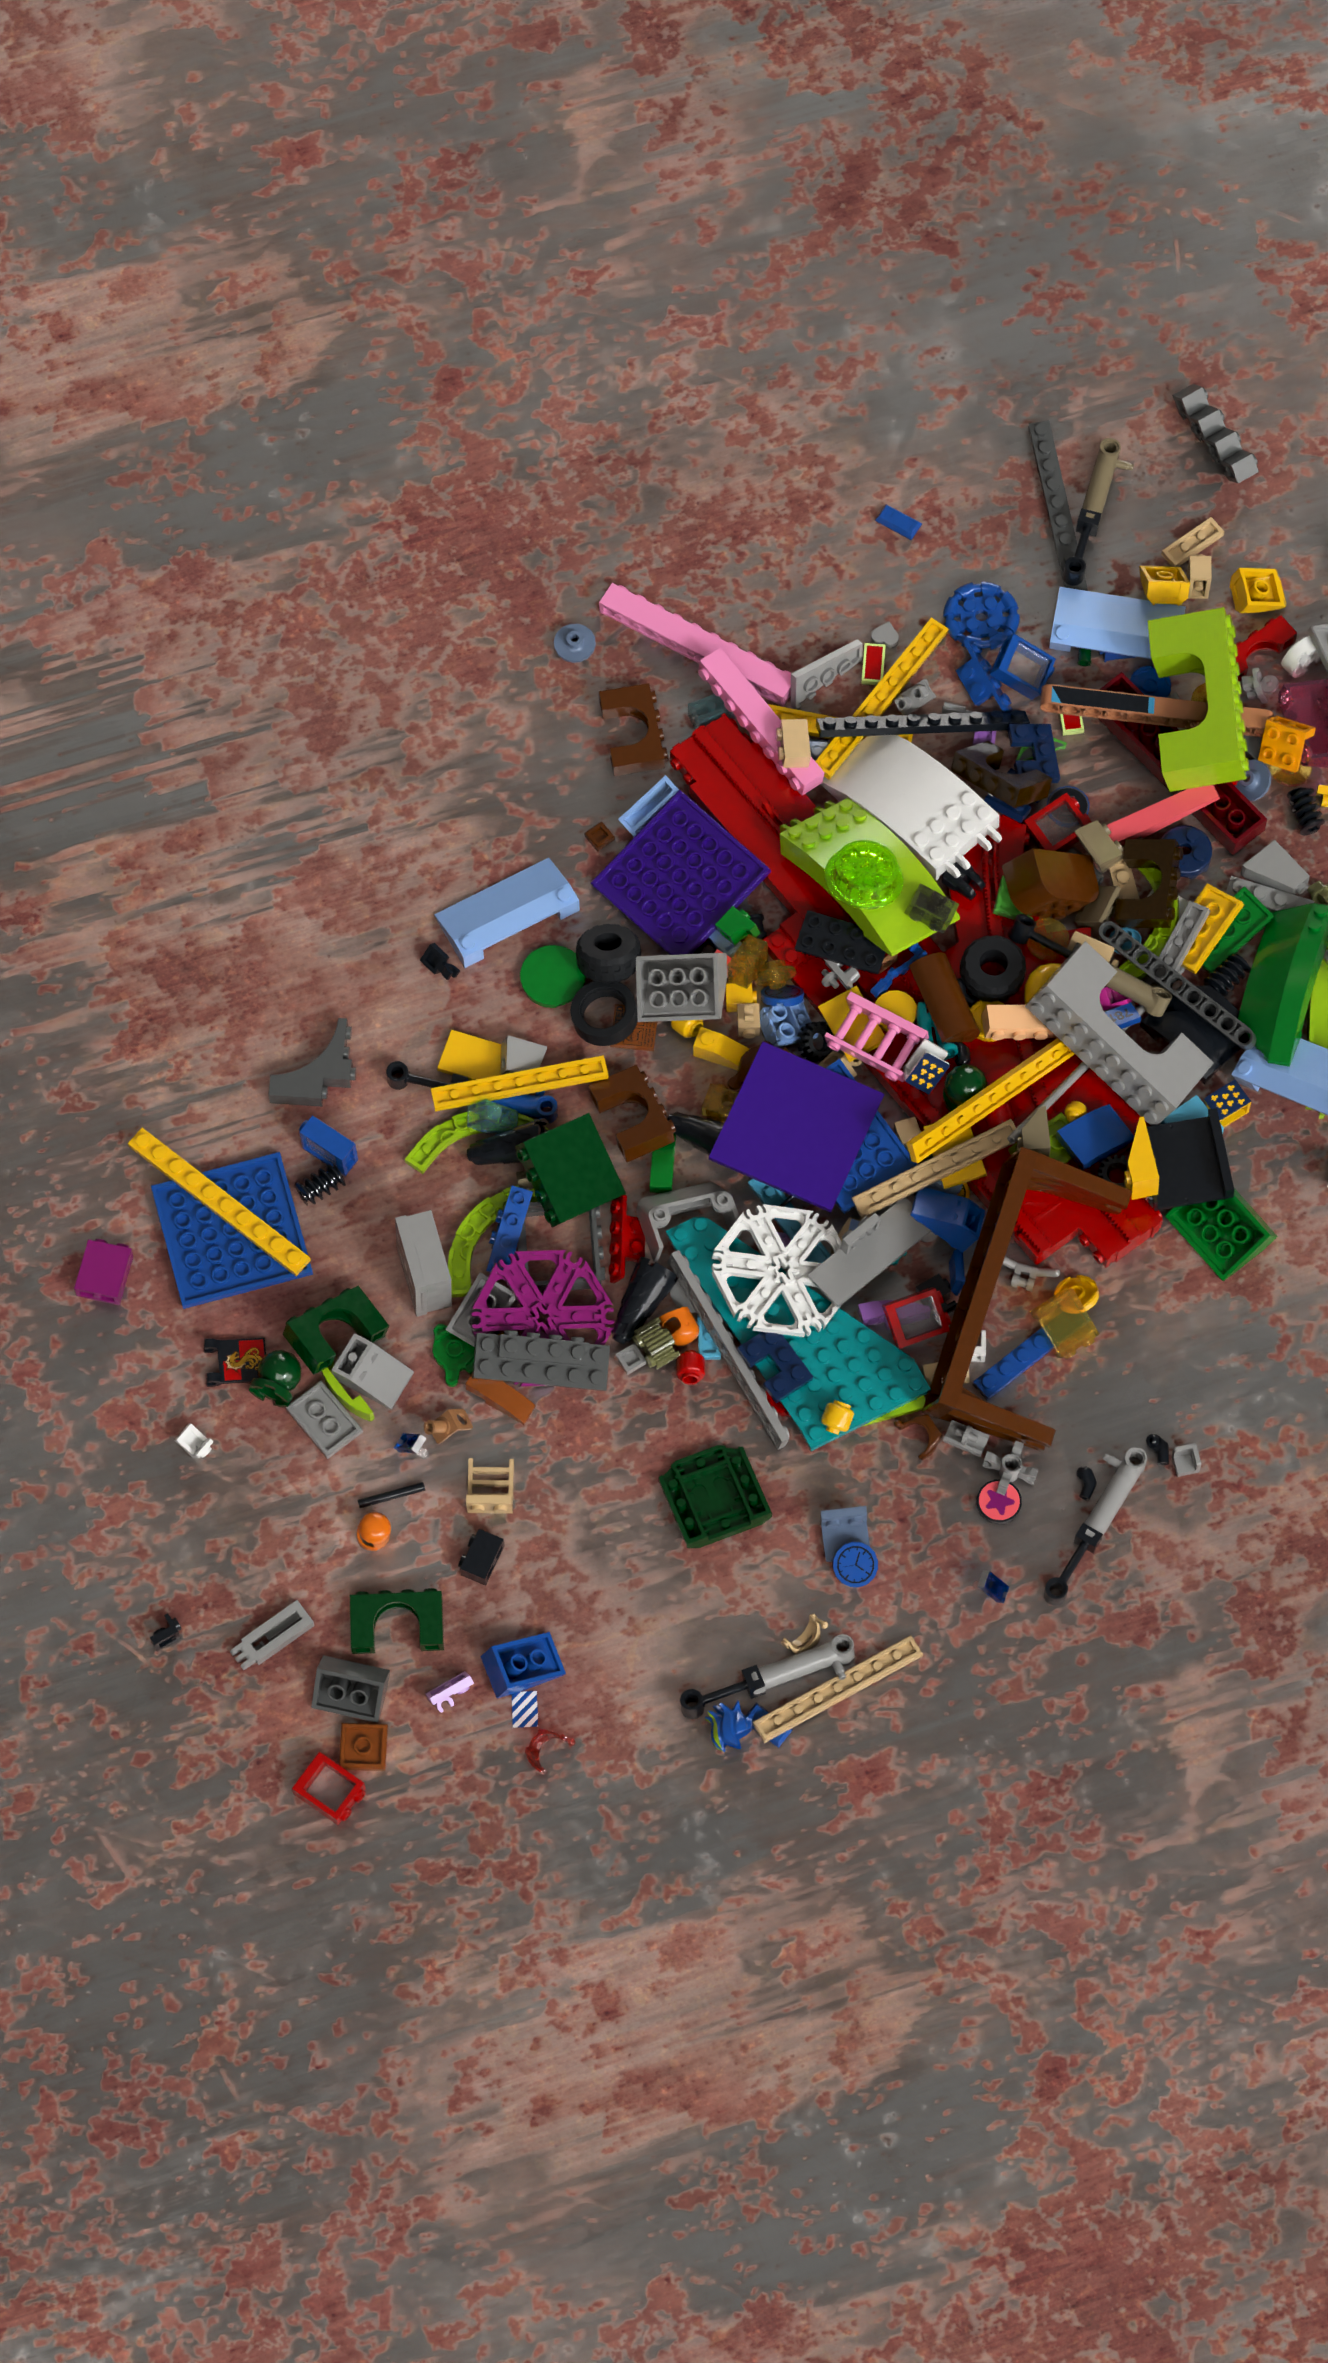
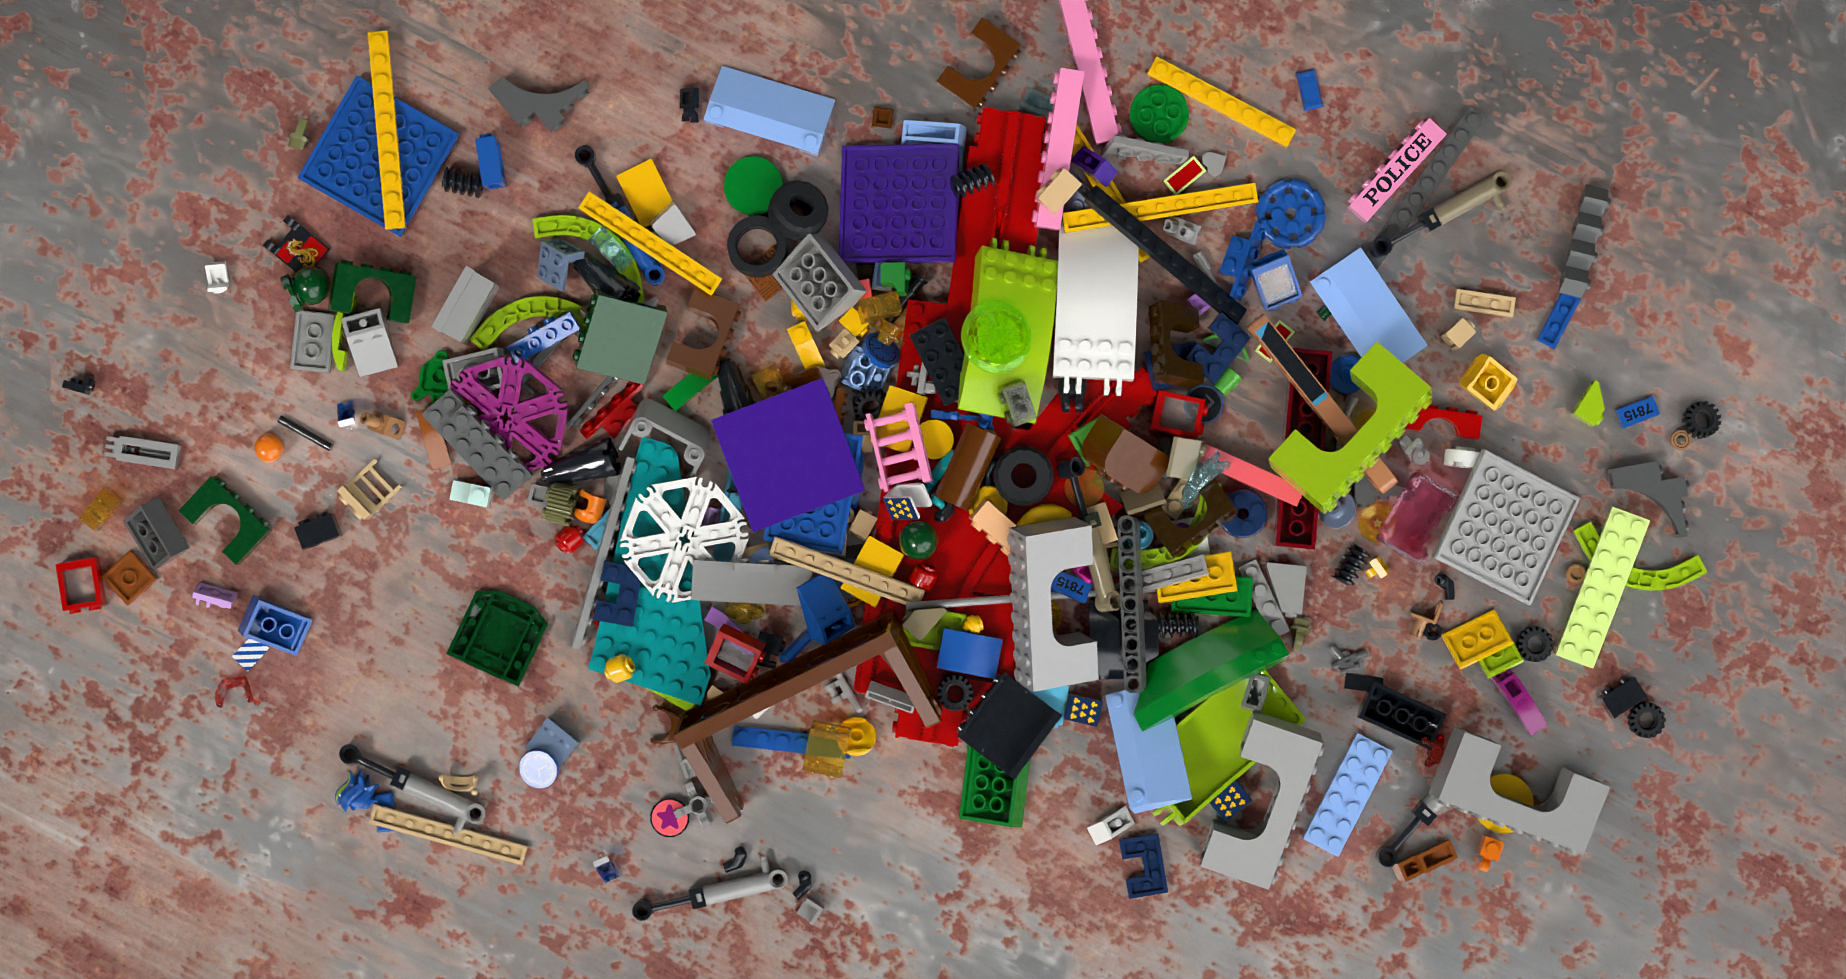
camera: 40 degrees right, 20 degrees up
(104, 1271) = (272, 104): magenta brick -> none
(152, 1277) = (298, 138): none -> olive piece
(284, 1711) = (101, 509): none -> clear yellow brick
(459, 1171) = (554, 261): none -> sand blue bracket
(575, 1409) = (471, 493): none -> light aqua arch
(720, 800) = (971, 178): none -> black piece
(802, 707) = (1094, 166): none -> dark purple slope
(805, 638) = (1159, 114): none -> green tile
(843, 589) = (1221, 102): none -> yellow plate
(887, 1283) = (744, 612): none -> clear yellow piece
(988, 1100) = (917, 566): yellow plate -> none
(1025, 514) = (1395, 172): none -> bright pink brick
(1068, 771) = (1227, 381): none -> bright green piece
(1070, 1222) = (889, 696): none -> light grey piece
(1126, 848) = (1201, 476): none -> clear light blue piece
(1141, 1171) = (966, 709): yellow slope -> none
(1164, 584) = (1430, 315): yellow slope -> none
(1258, 505) = (1558, 320): none -> blue tile
(1284, 742) = (1382, 510): light orange bracket -> none

